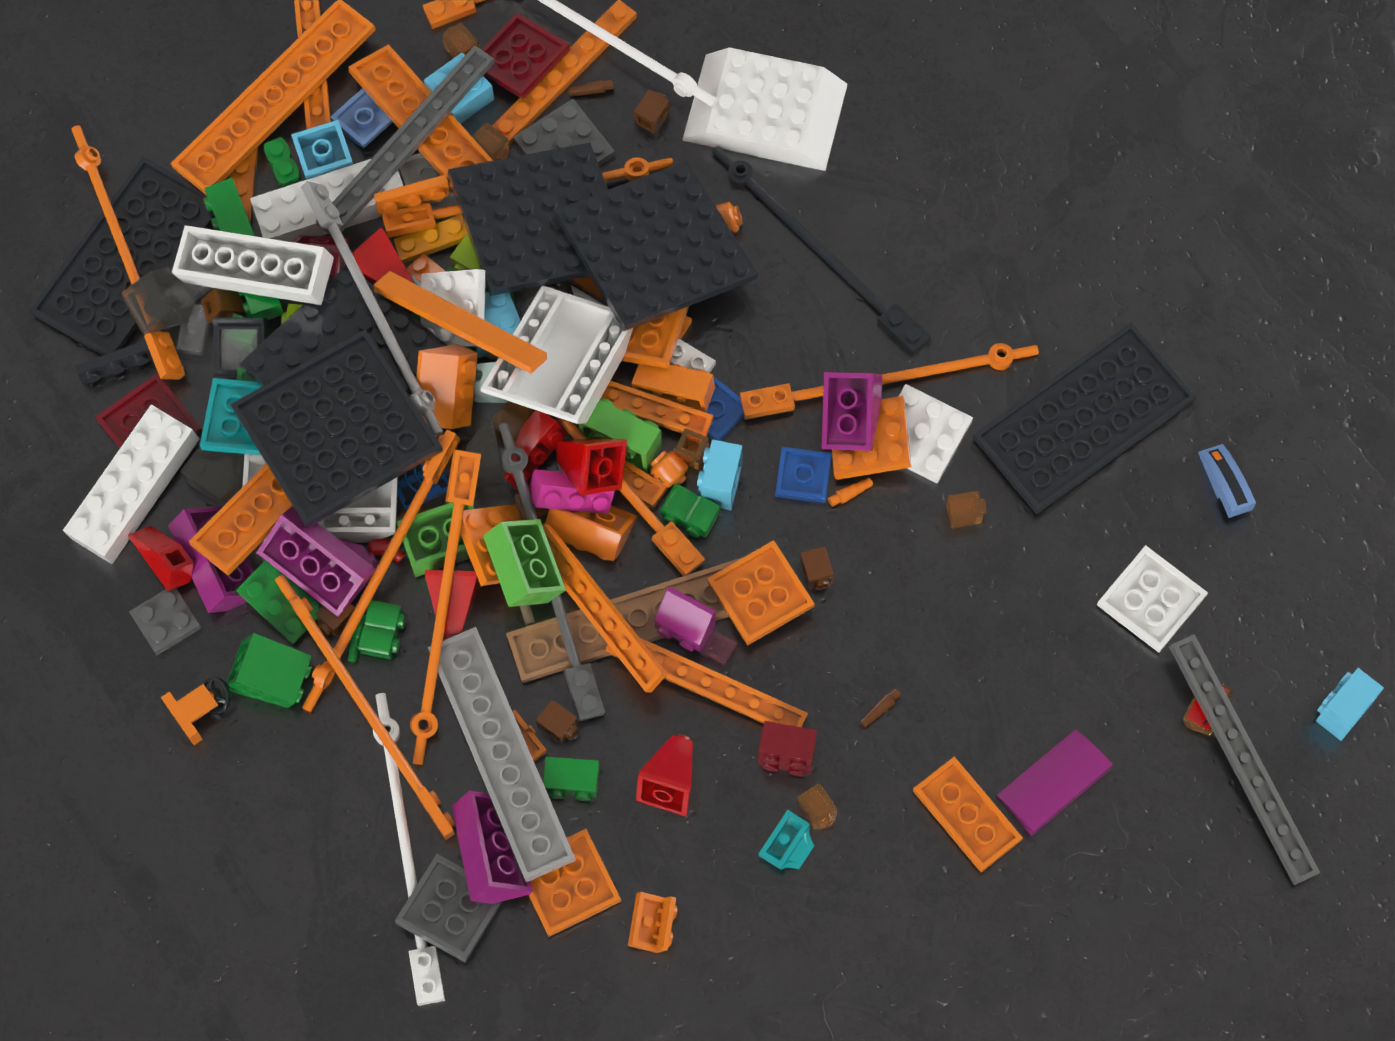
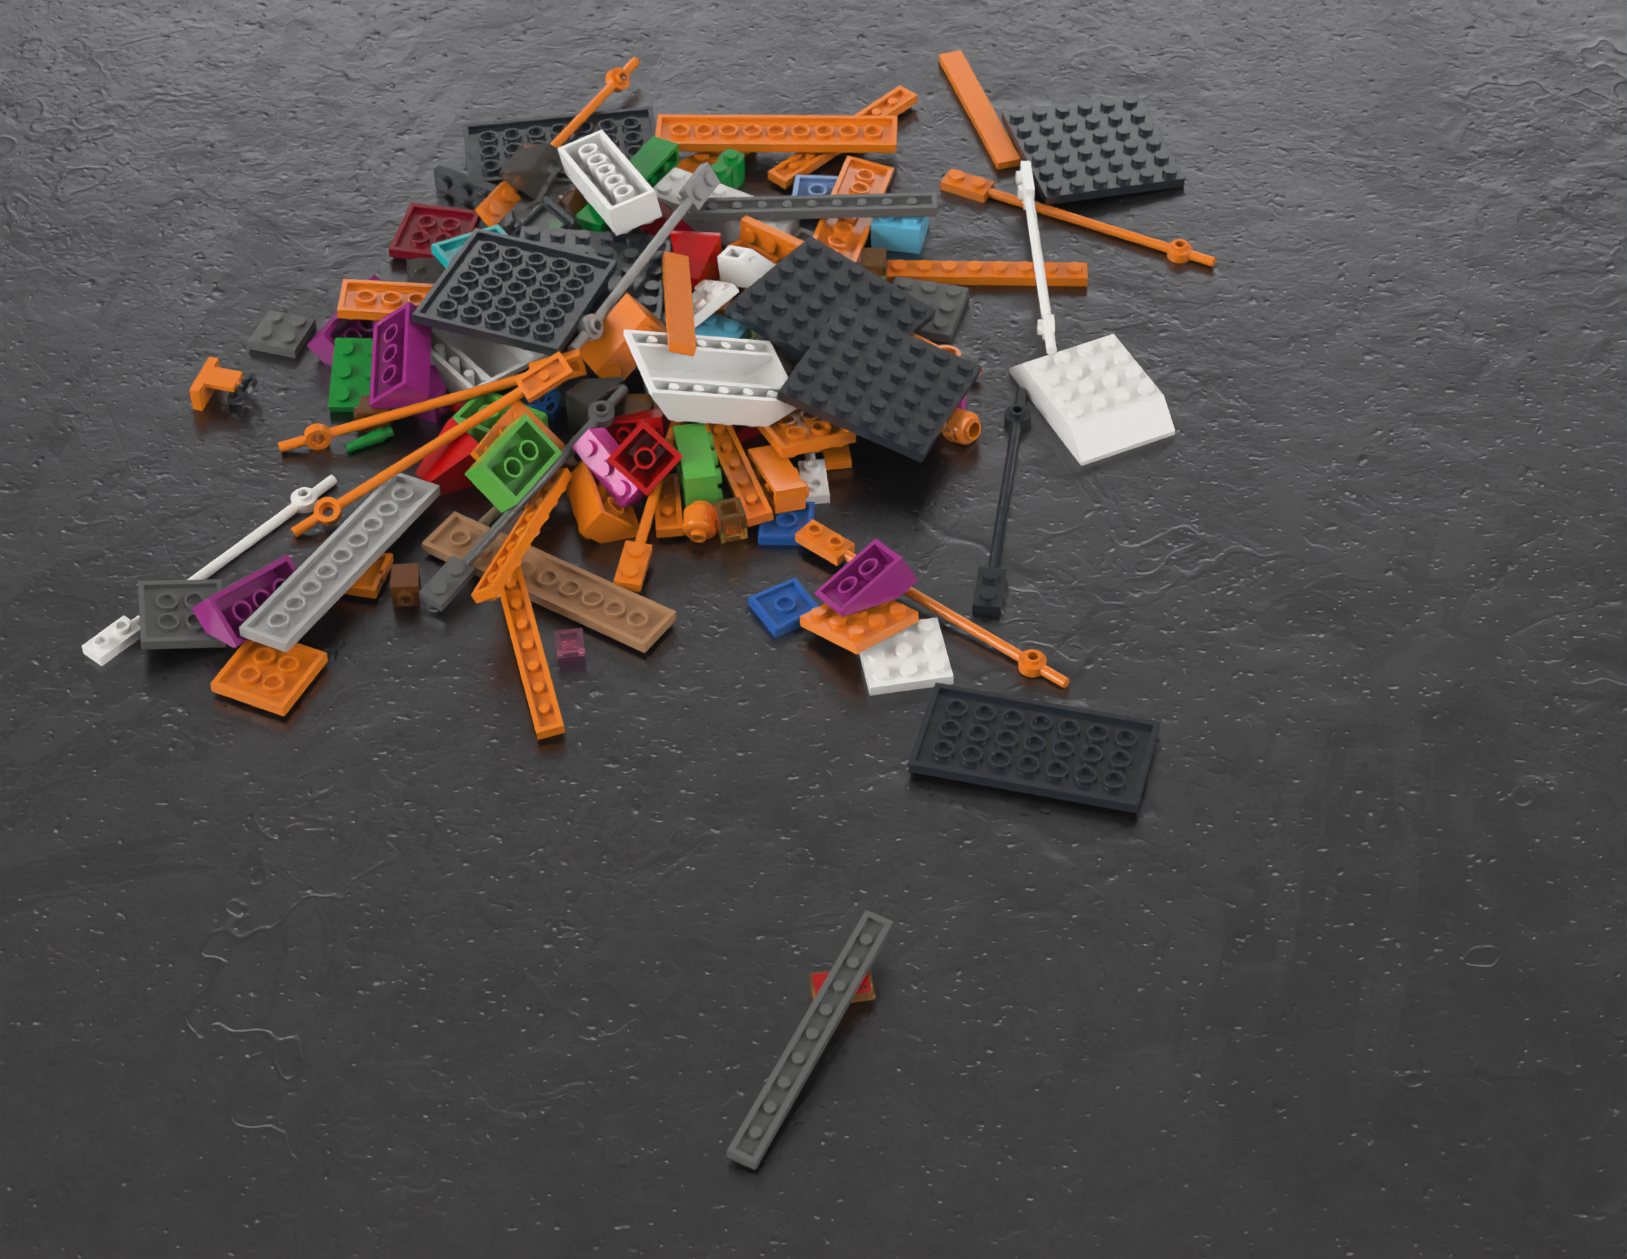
camera: 50 degrees right, 25 degrees down
(131, 484) = (367, 246): white brick -> none
(164, 557) = (324, 299): red slope -> none
(269, 671) = (288, 400): green slope -> none
(322, 149) = (761, 178): medium azure brick -> none
(381, 630) = (387, 444): green brick -> none
(428, 799) = (263, 548): orange bar -> none
(435, 237) = (742, 266): none -> white slope
(458, 40) = (945, 204): clear orange brick -> none
(523, 55) = (968, 237): dark red plate -> none
(571, 778) = (364, 620): green brick -> none
(595, 87) = (992, 294): reddish brown animal -> none
(652, 111) = (1010, 334): reddish brown brick -> none
(652, 922) = (279, 740): orange bracket -> none
(667, 777) = (421, 672): red slope -> none
(685, 620) = (564, 593): magenta slope -> none
(690, 511) = (675, 555): green brick -> none
(720, 473) = (724, 547): medium azure brick -> none
(760, 592) = (641, 630): orange plate -> none
(787, 748) = (514, 725): dark red brick -> none
(788, 843) = (432, 784): teal slope -> none
(817, 568) = (705, 658): reddish brown brick -> none
(817, 807) = (484, 782): clear orange brick -> none
(849, 492) = (800, 643): orange animal -> none
(885, 702) = (624, 774): reddish brown animal -> none
(965, 509) = (859, 718): clear orange brick -> none
(967, 814) = (572, 885): orange plate -> none
(1054, 781) = (661, 930): magenta slope -> none
(1152, 599) = (910, 889): white plate -> none
(1227, 480) = (1078, 876): medium blue slope -> none
(1348, 703) = (943, 1079): medium azure brick -> none

